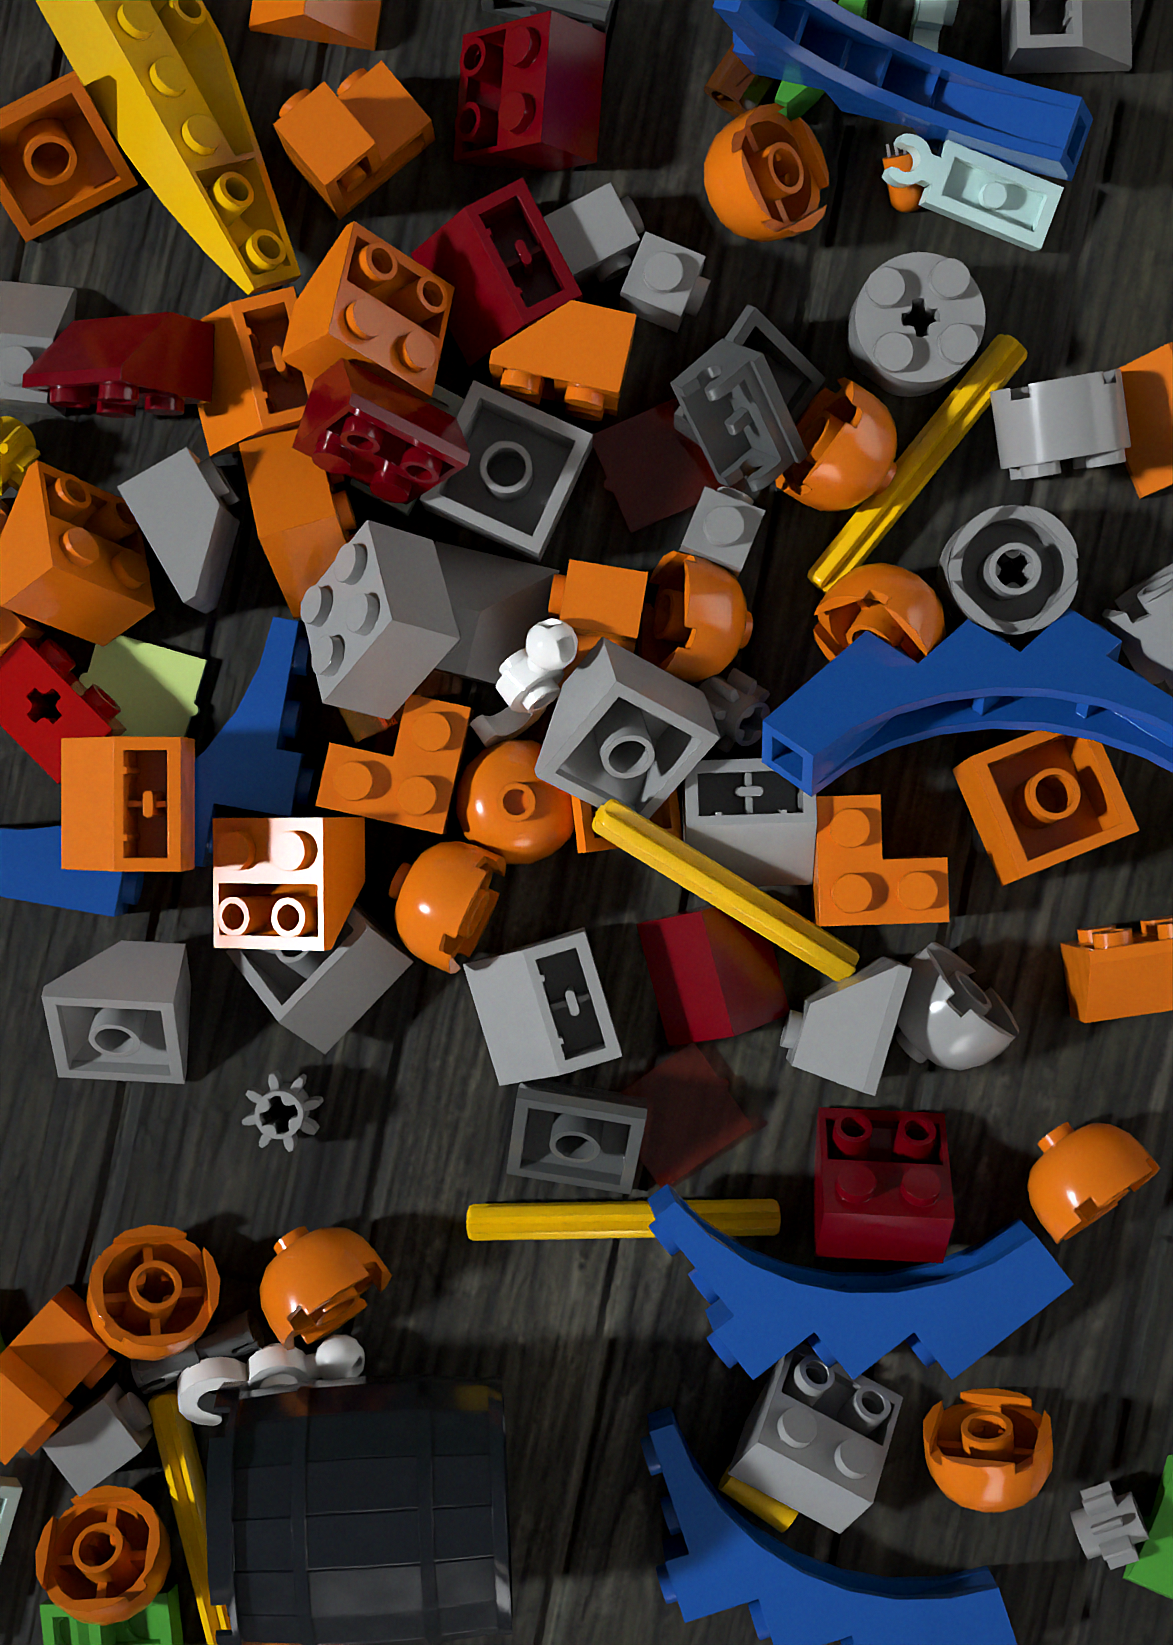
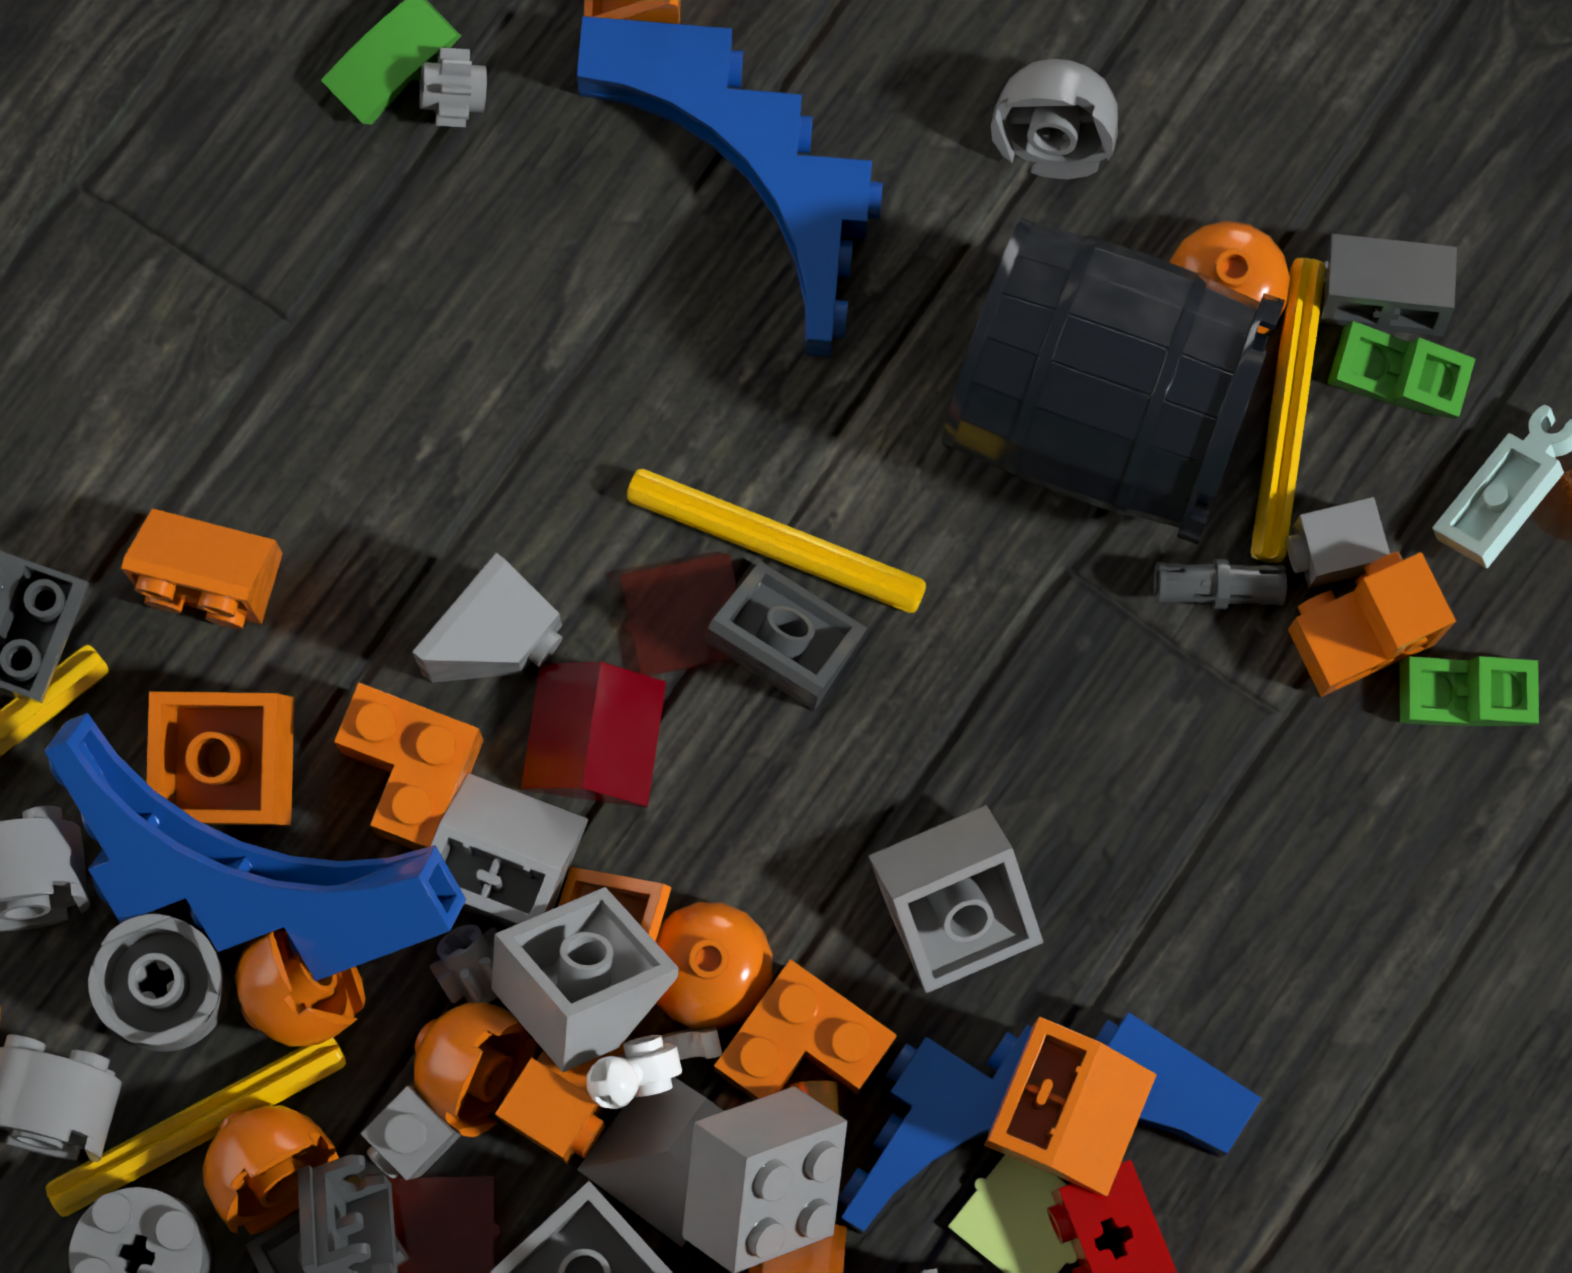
camera: 160 degrees left, 10 degrees down
(104, 1556) = (1374, 436): orange cylinder -> none
(123, 1014) = (1161, 920): light grey slope -> none
(152, 1293) = (1234, 652): orange cylinder -> none
(269, 1367) = (1159, 542): white piece -> none
(274, 1126) = (1033, 779): light grey gear -> none
(285, 880) = (954, 978): orange slope -> none
(318, 1282) = (1078, 600): orange cylinder -> none
(445, 901) = (815, 899): orange cylinder -> none
(543, 1008) = (766, 762): light grey slope -> none
(724, 890) = (550, 798): yellow axle -> none
(763, 1506) = (757, 243): yellow piece -> none
(817, 1439) = (682, 273): light grey slope -> none
(855, 1318) = (520, 340): blue arch -> none
(882, 1185) = (524, 472): dark red slope -> none
(949, 1015) = (394, 600): light grey cylinder -> none
(989, 1449) = (531, 198): orange cylinder -> none
(1085, 1175) = (336, 403): orange cylinder -> none

